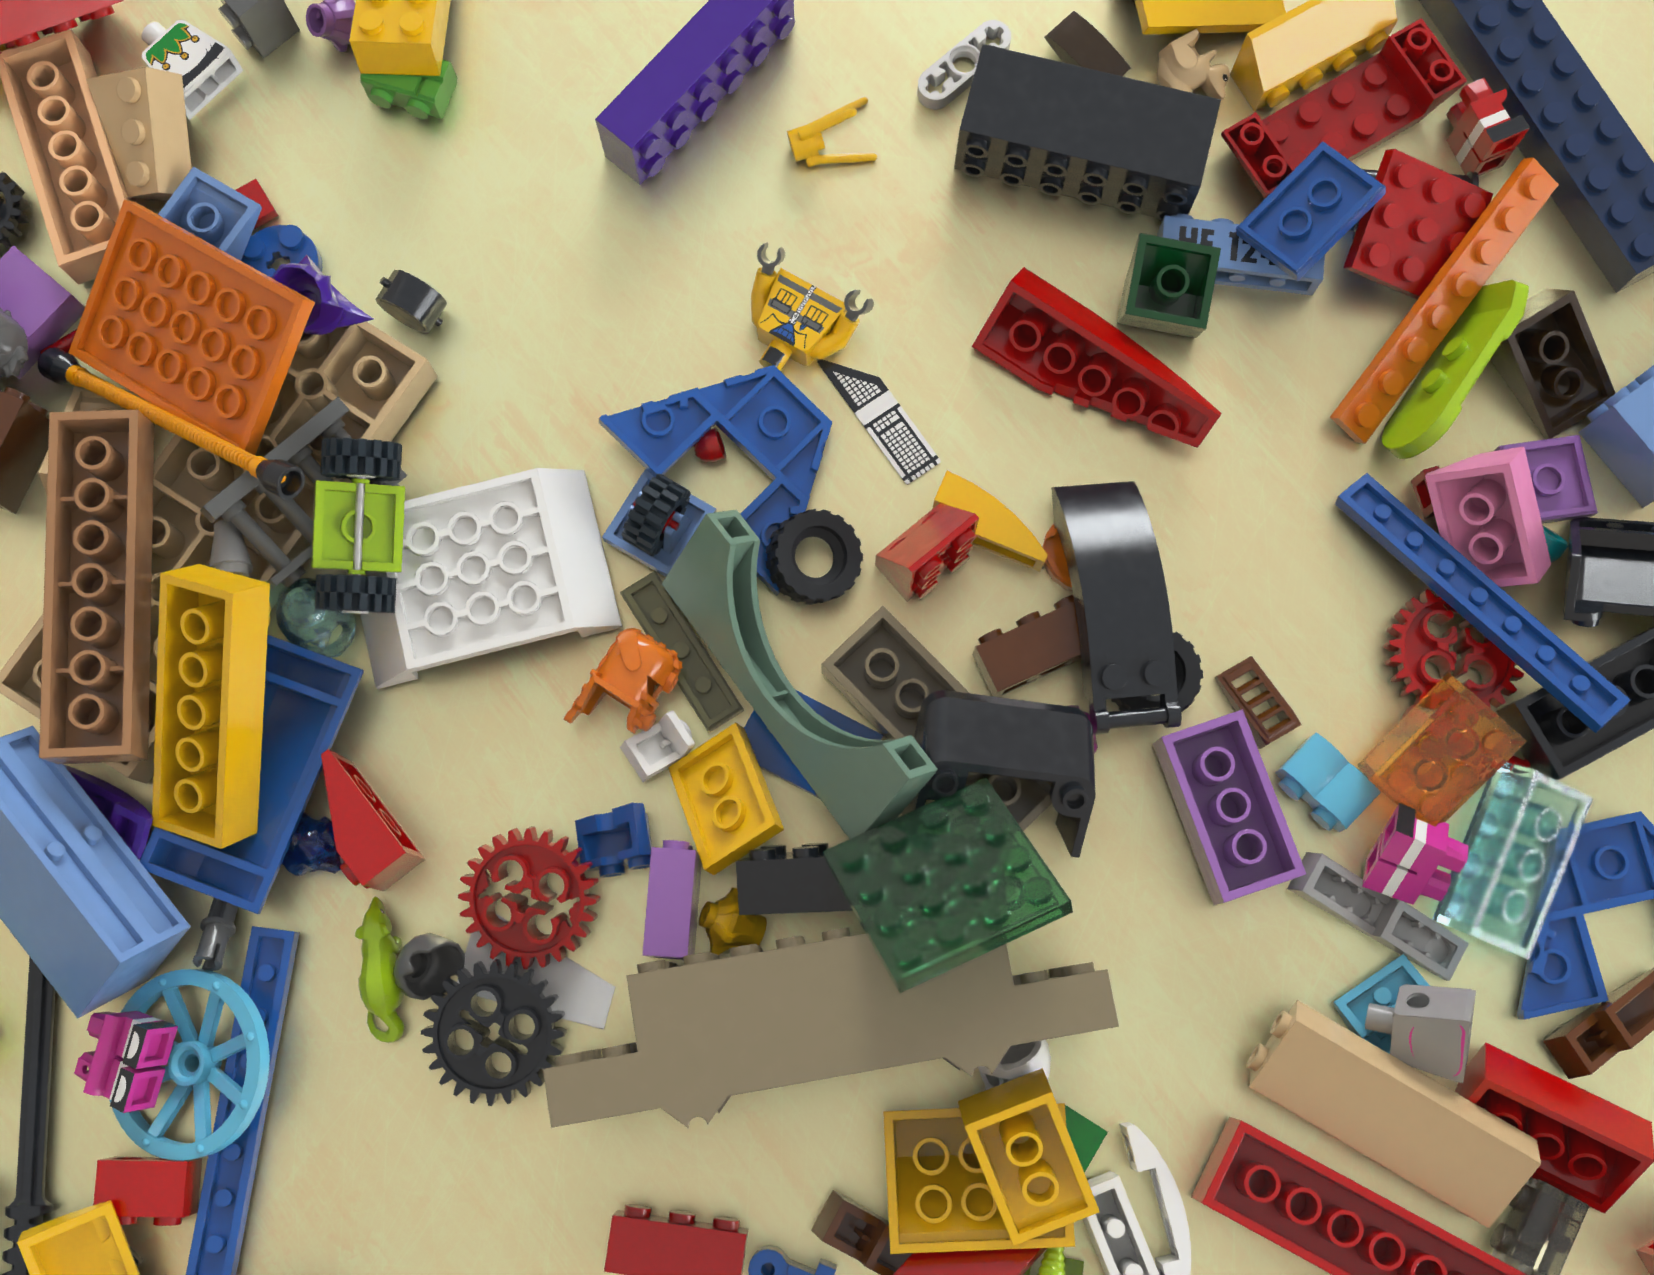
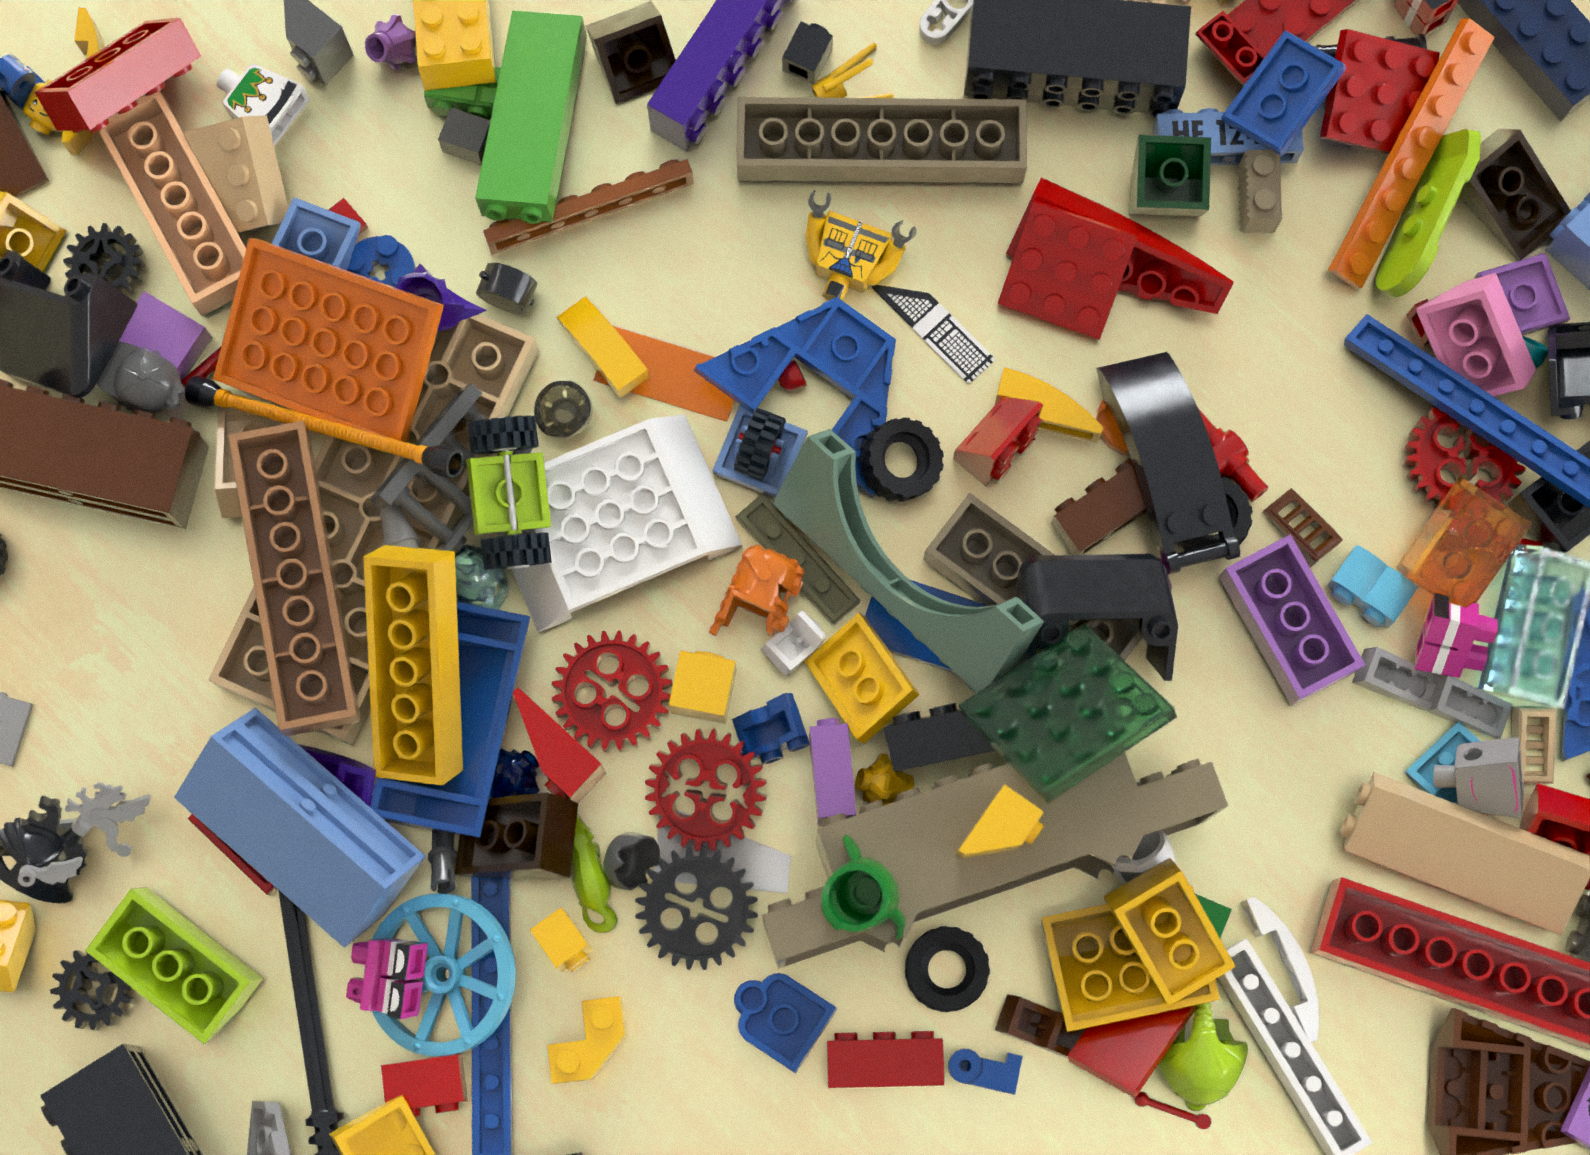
camera: 10 degrees left, 0 degrees up
(306, 924) = (522, 839): none -> dark brown slope
(330, 1048) = (562, 941): none -> yellow brick
(361, 1158) = (603, 1033): none -> yellow brick
(401, 132) = (464, 136): none -> dark grey brick
(418, 794) = (591, 717): none -> red gear
(456, 450) = (564, 411): none -> clear smoke helmet
(471, 119) = (531, 117): none -> bright green brick
(507, 383) = (603, 346): none -> yellow slope
(518, 227) = (600, 202): none -> dark orange plate
(546, 778) = (703, 686): none -> yellow head
(566, 421) = (673, 376): none -> orange sticker
(569, 1177) = (782, 1018): none -> blue plate
(595, 63) = (632, 50): none -> dark brown slope
(658, 1068) = (861, 894): none -> green piece
(733, 1155) = (947, 998): none -> black tyre
(789, 95) = (807, 52): none -> black brick
(844, 1010) = (1003, 825): none -> yellow slope
(852, 200) = (881, 140): none -> dark tan brick
(1036, 372) = (1067, 269): none -> red plate
(1189, 615) = (1233, 461): none -> red pin
(1266, 318) = (1259, 191): none -> dark tan brick
(1505, 984) = (1547, 730): none -> tan slope

